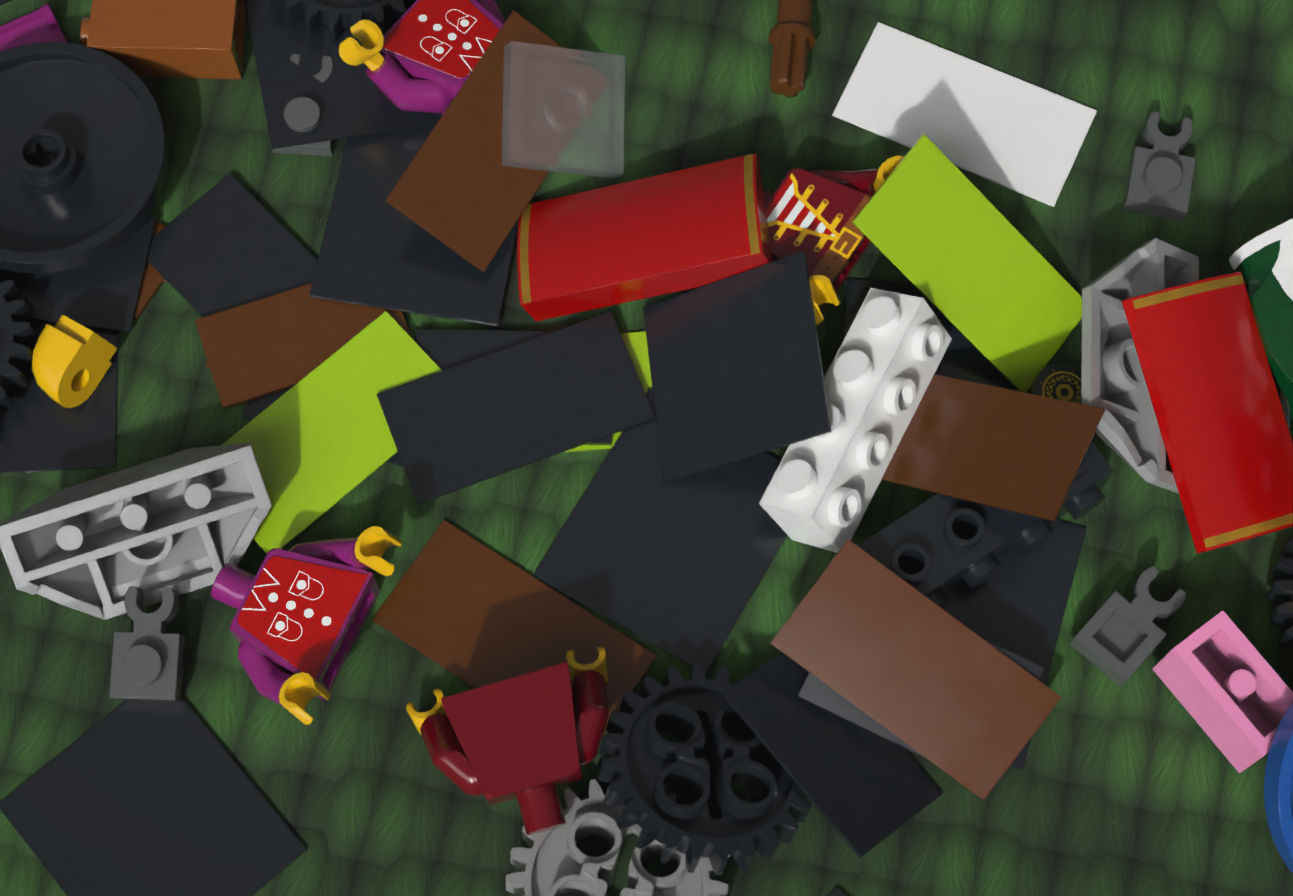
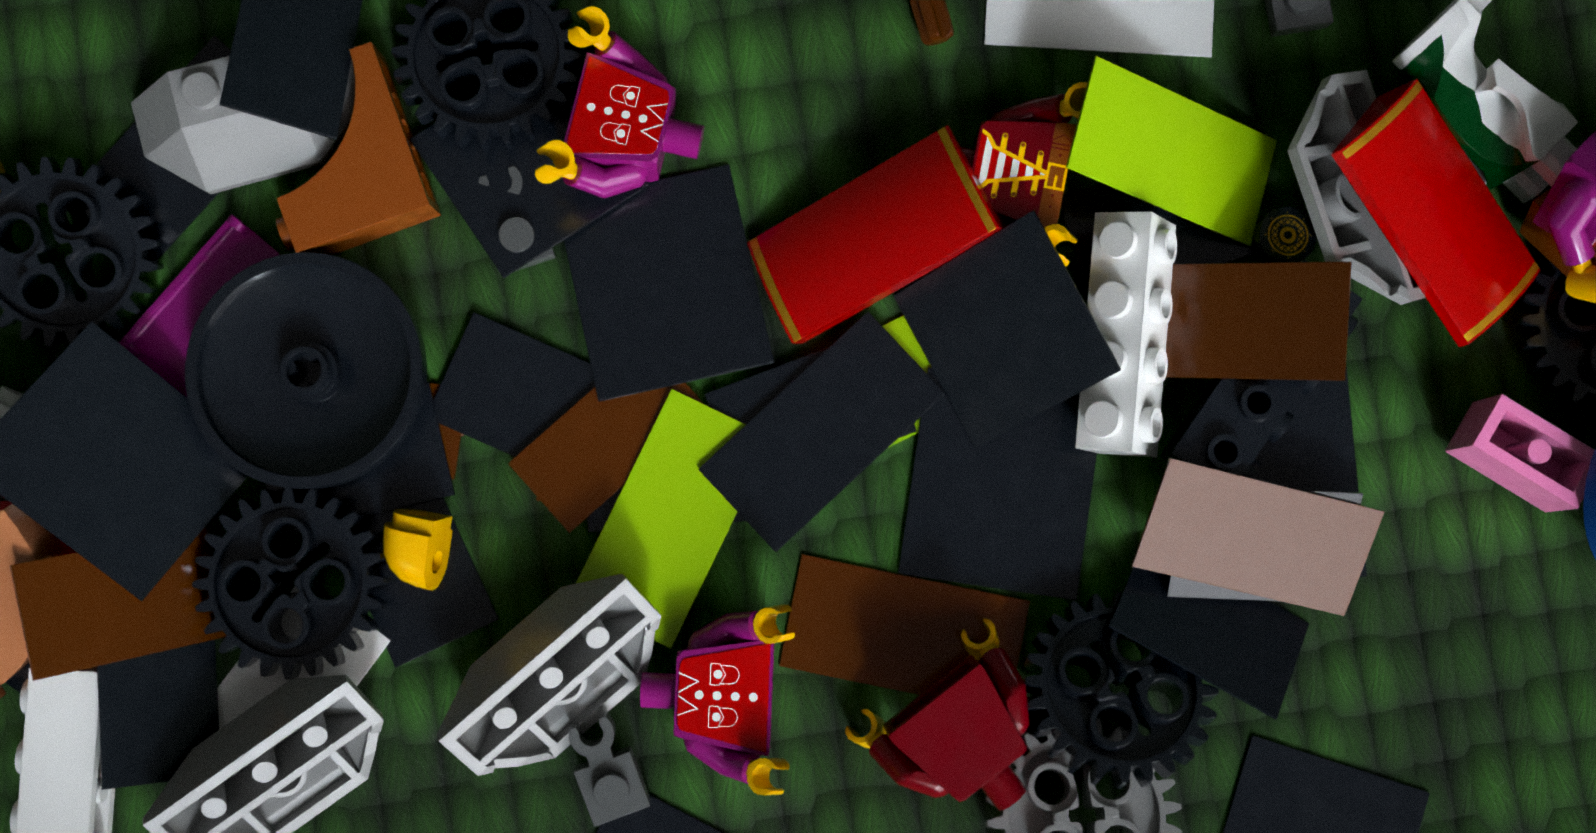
camera: 20 degrees left, 15 degrees up
(457, 176) = (706, 196): reddish brown piece -> none
(563, 110) = (751, 142): clear tile -> none
(1123, 632) = (1411, 432): dark grey plate -> none

